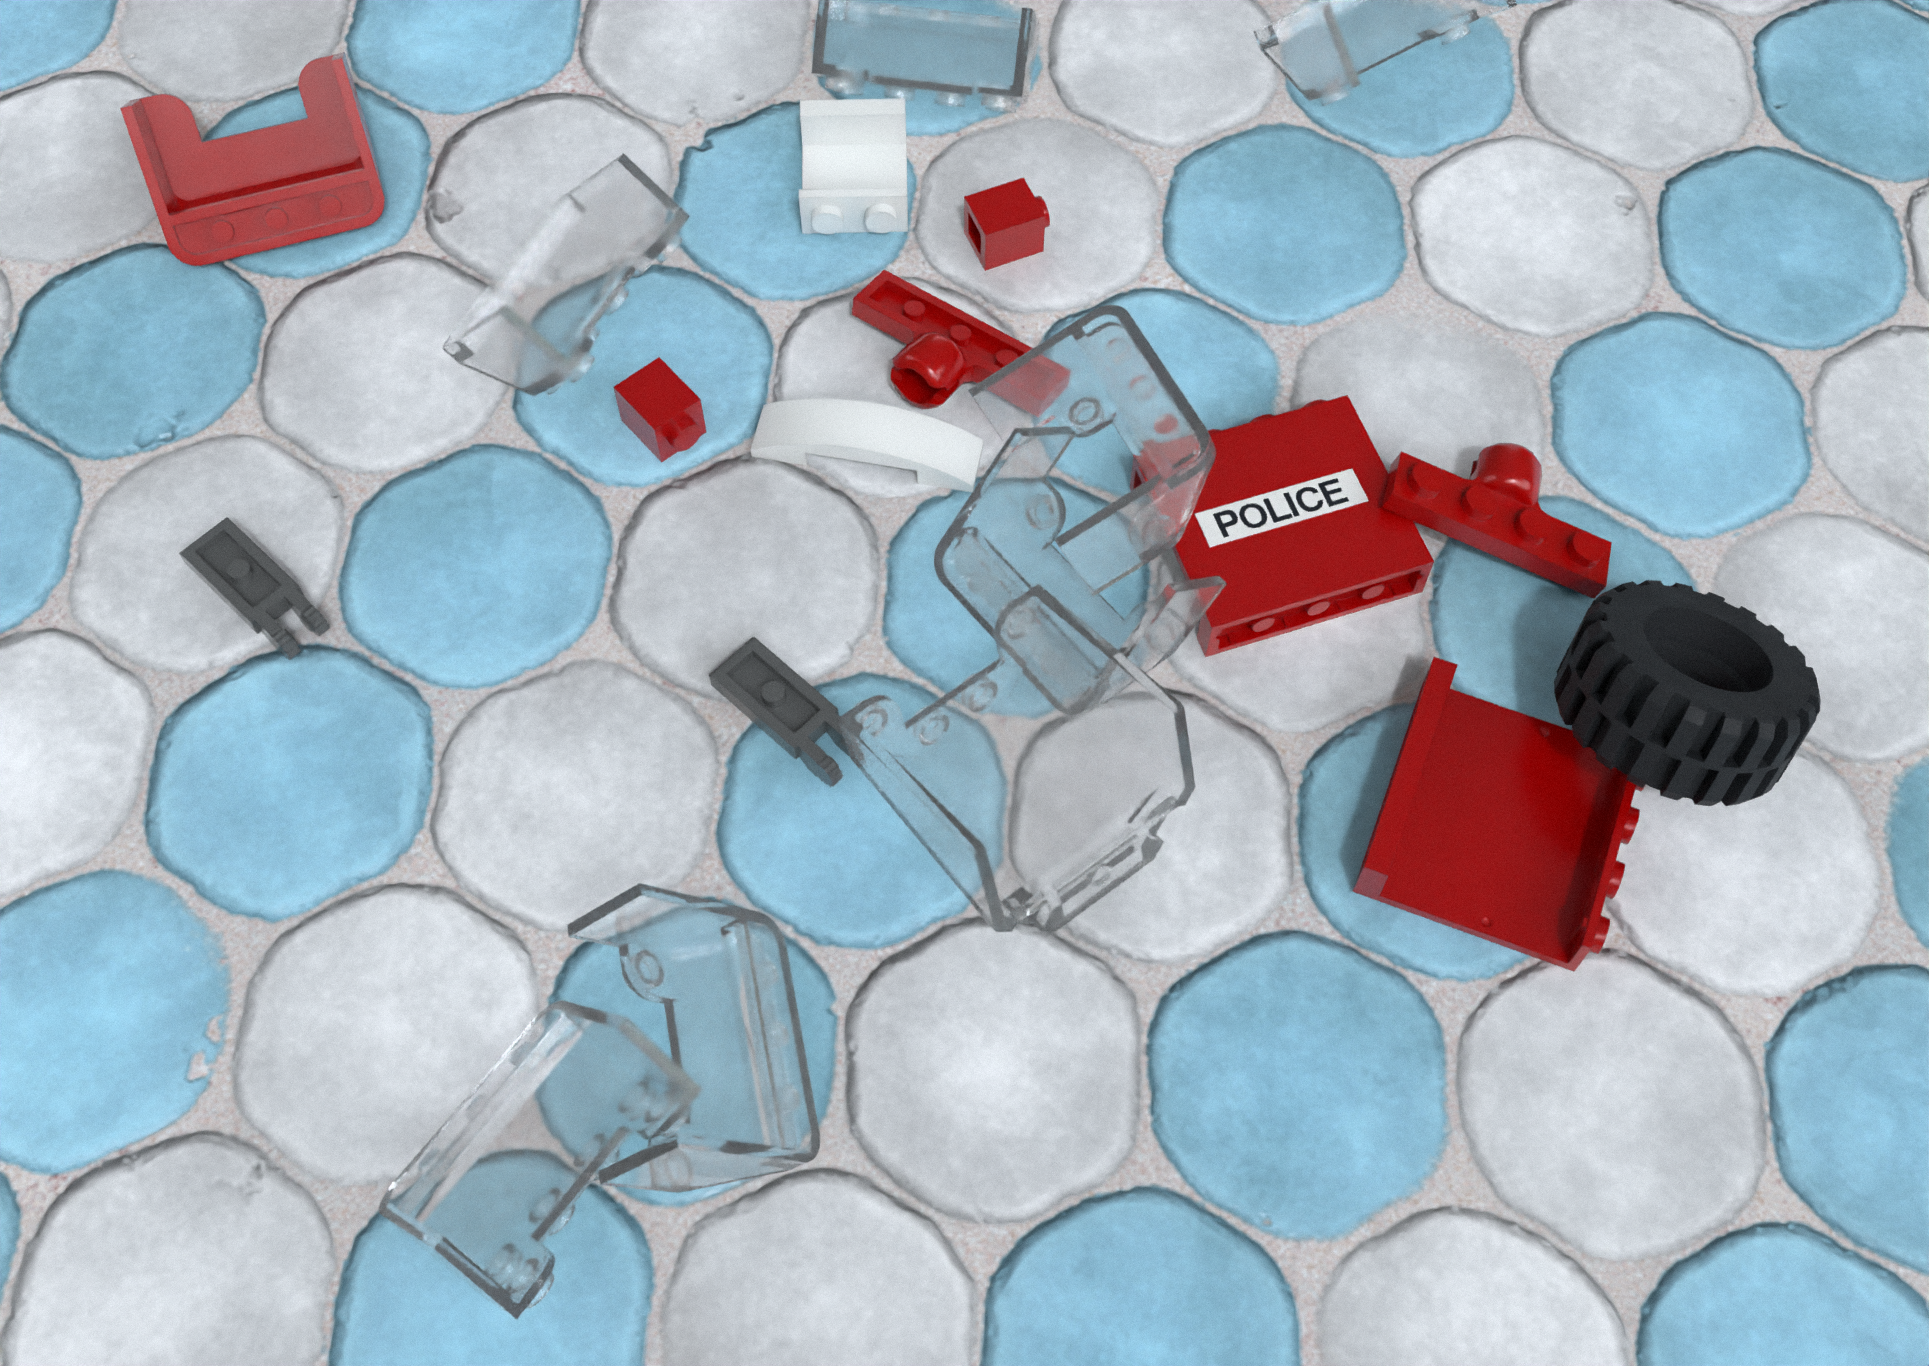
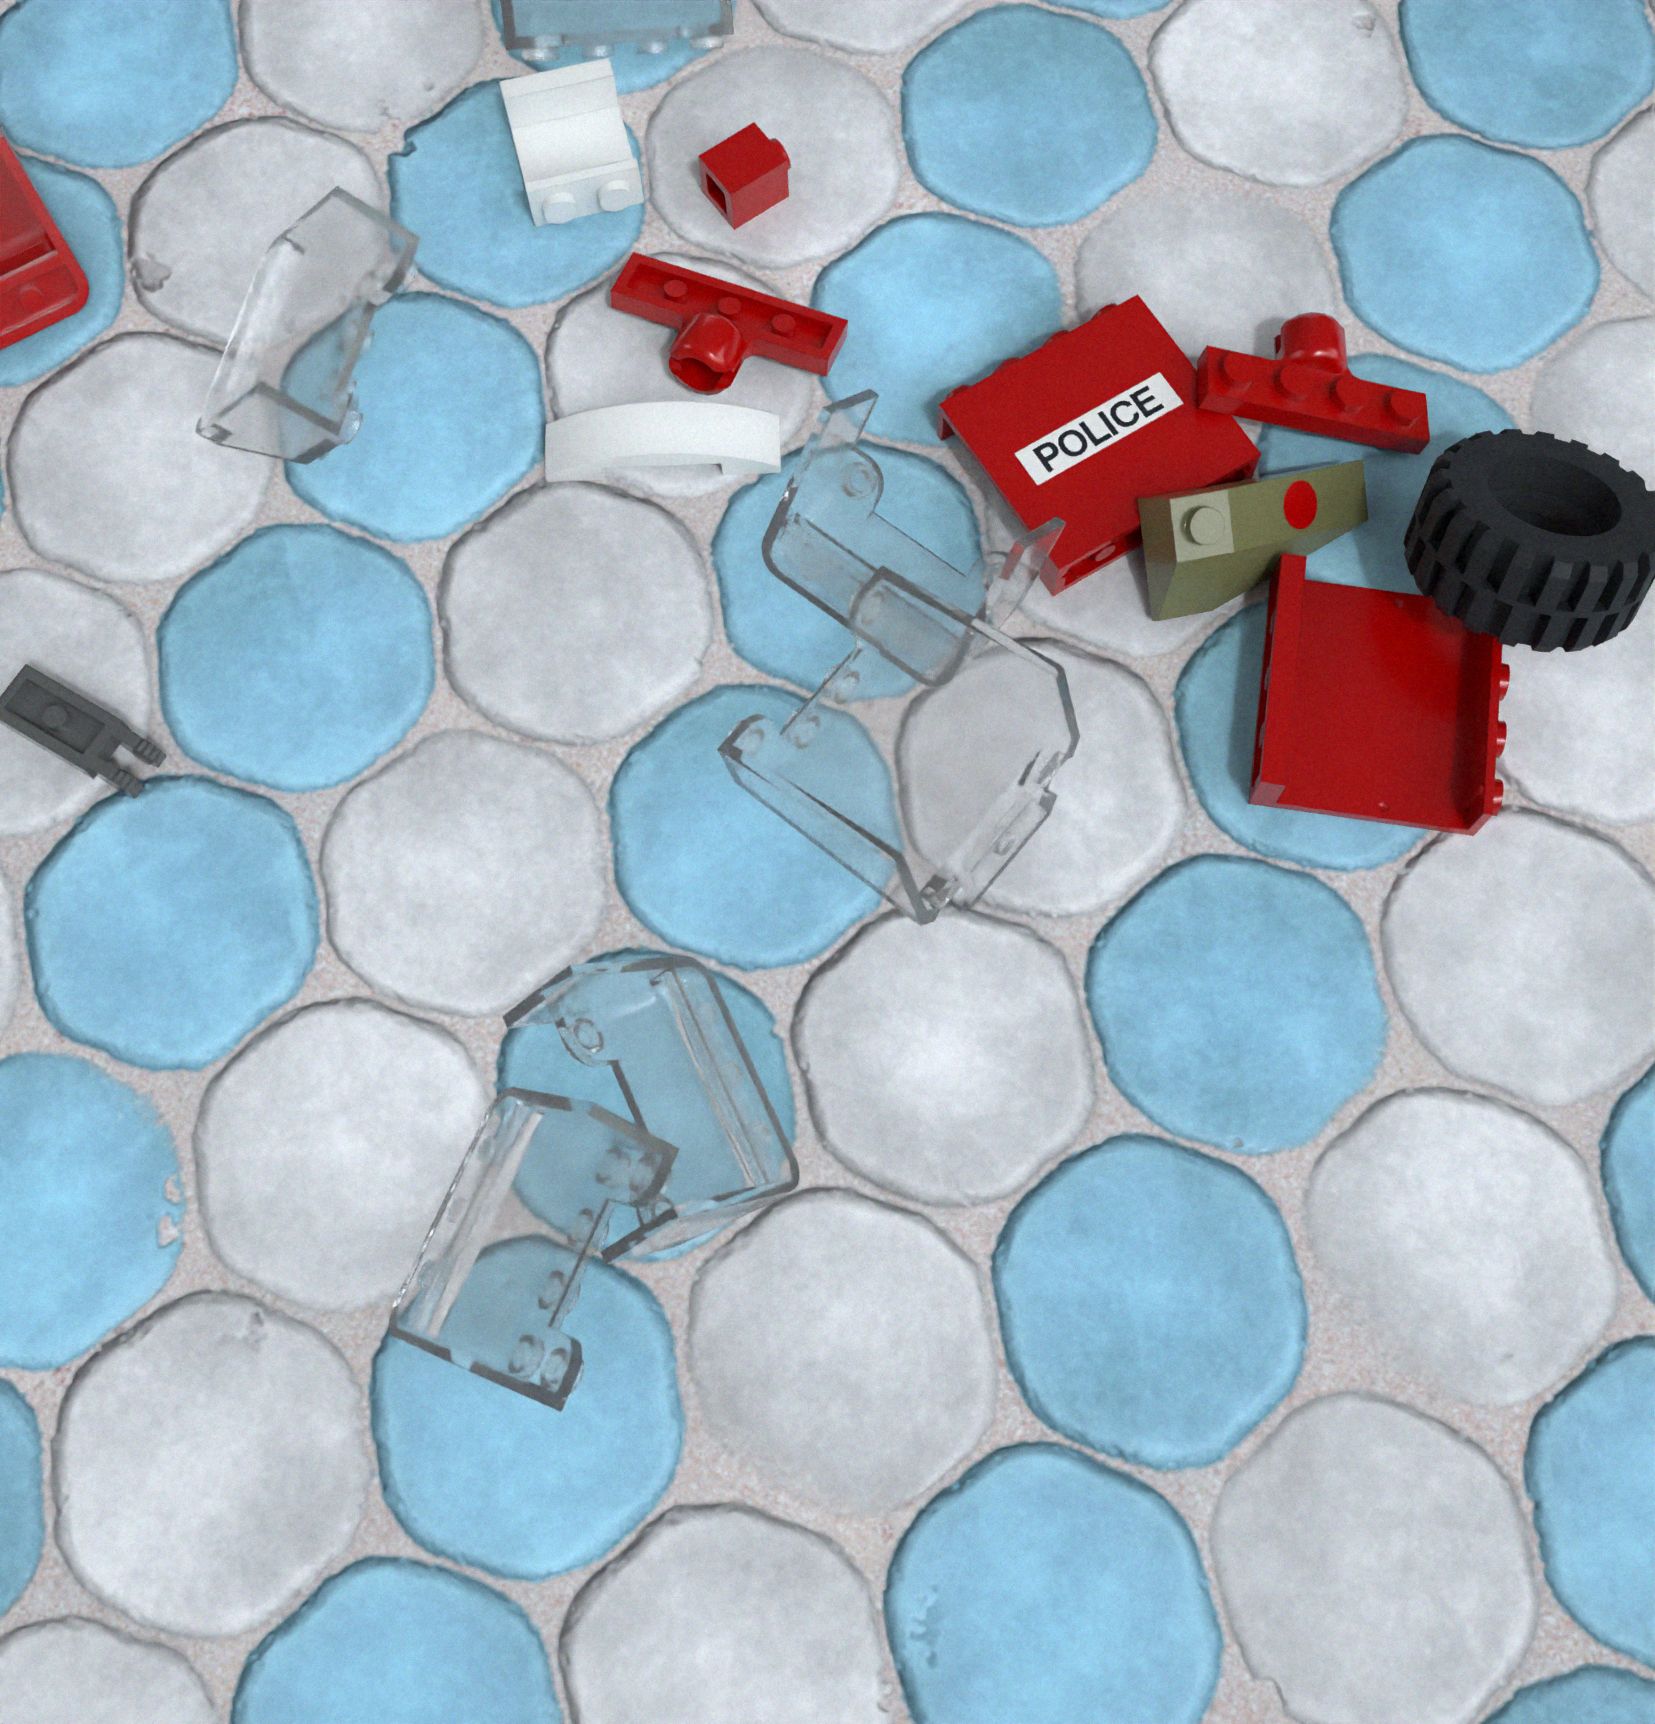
camera: 10 degrees left, 10 degrees up
(660, 409) = (443, 453): red brick -> none
(782, 706) = (649, 740): dark grey hinge -> none
(1101, 376) = (898, 324): clear windscreen -> none
(1384, 634) = (1229, 536): none -> olive wedge

